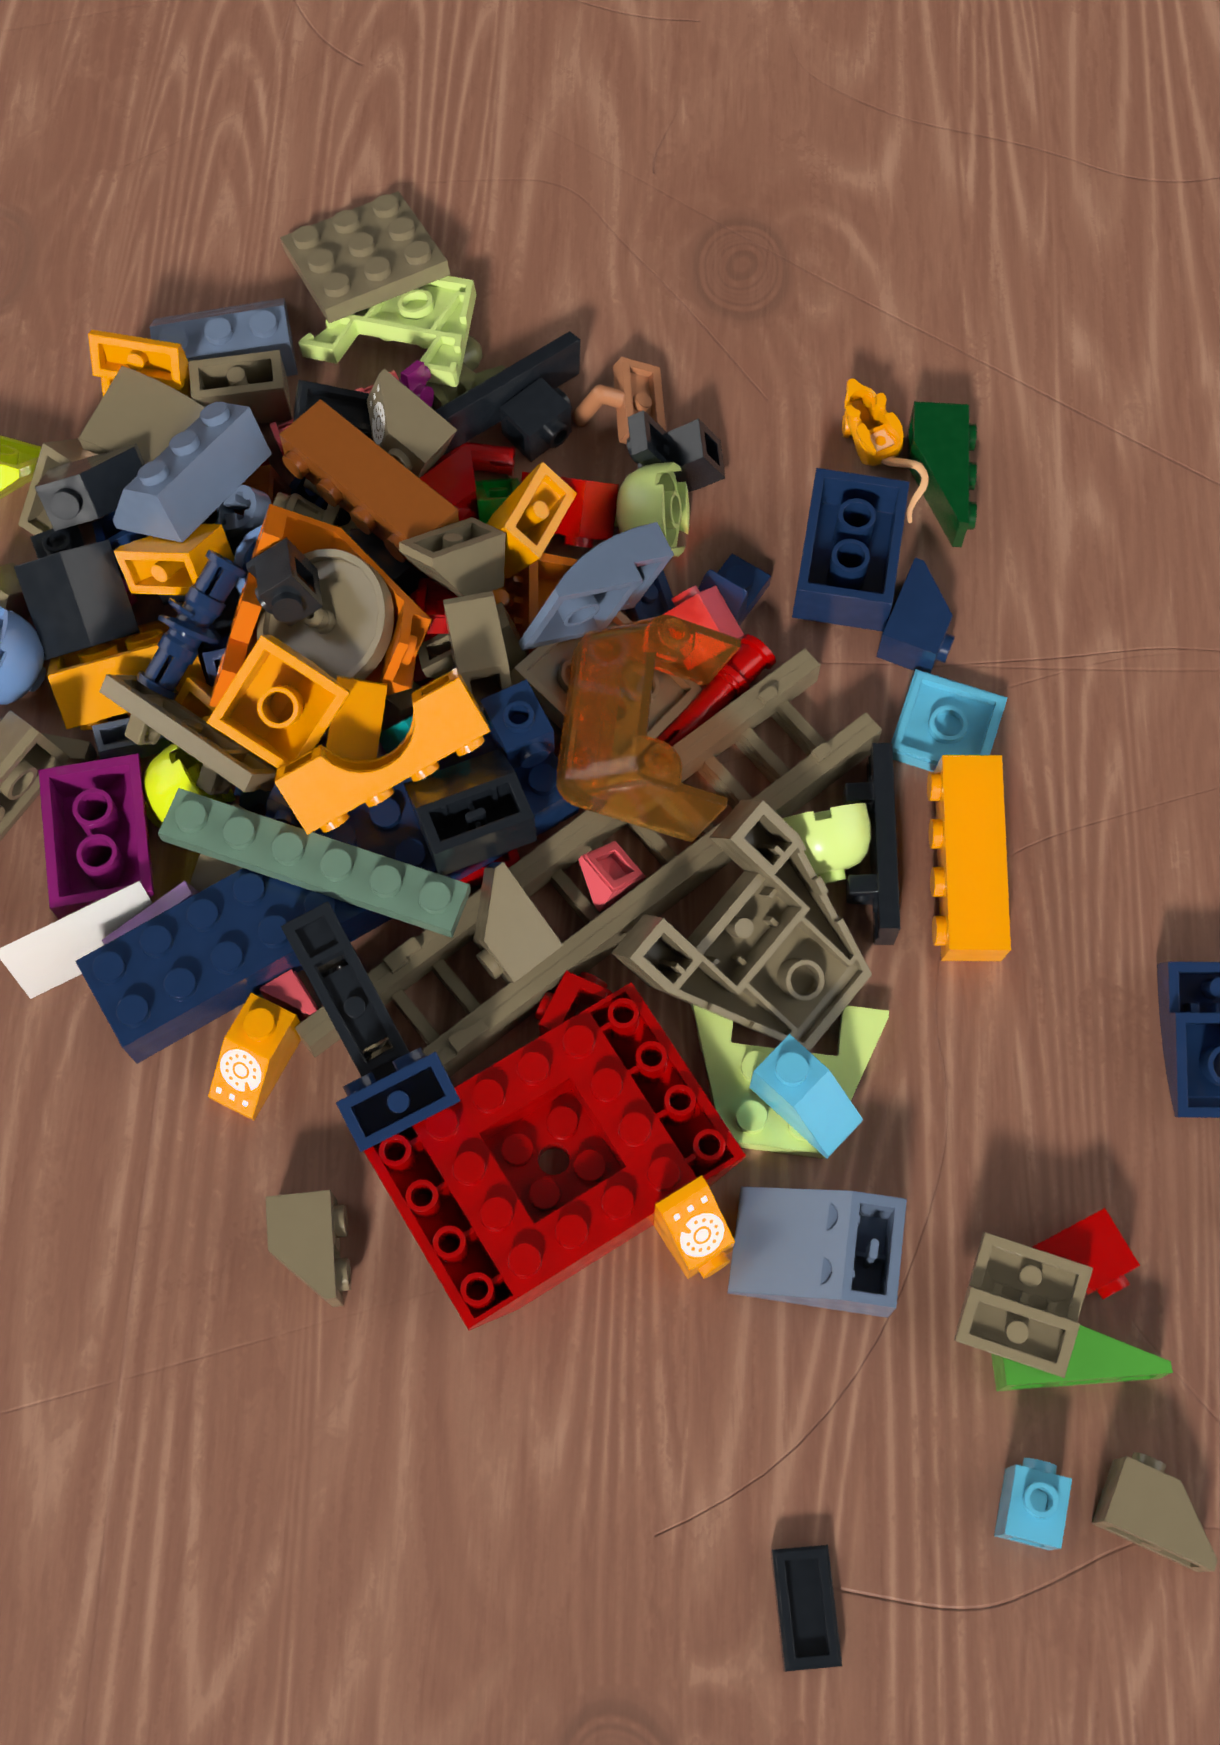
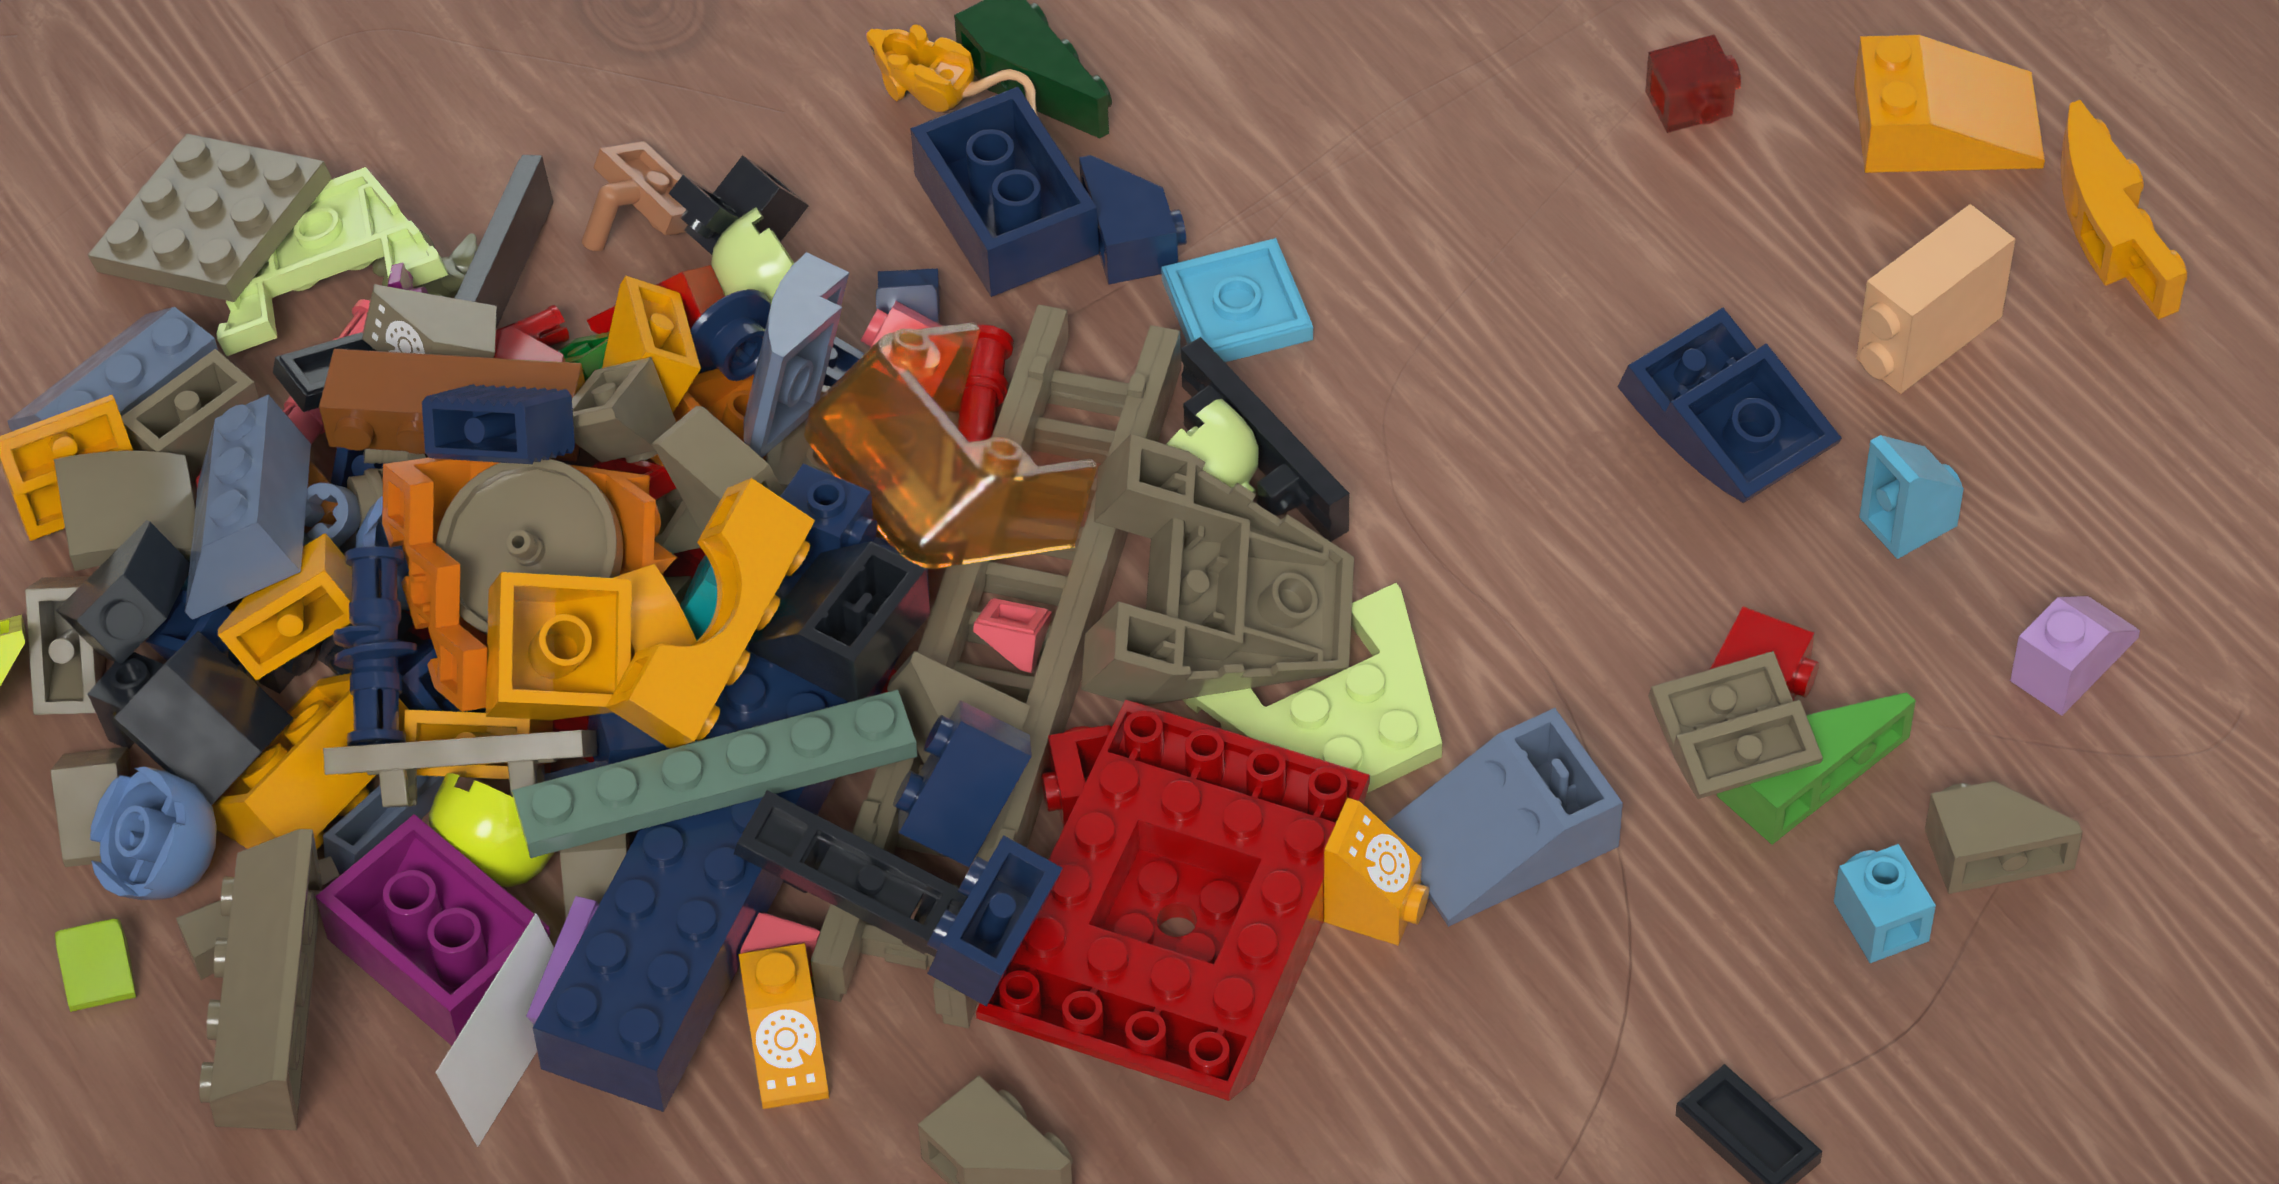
camera: 35 degrees left, 15 degrees down
(286, 583) = (470, 523): black brick -> none
(356, 523) = (498, 424): none -> dark blue brick
(469, 976) = (962, 783): none -> dark blue brick
(537, 419) = (554, 265): black brick -> none
(582, 534) = (732, 334): none -> dark blue piece
(806, 1096) = (1381, 690): medium azure slope -> none
(970, 858) = (1364, 396): light orange brick -> none

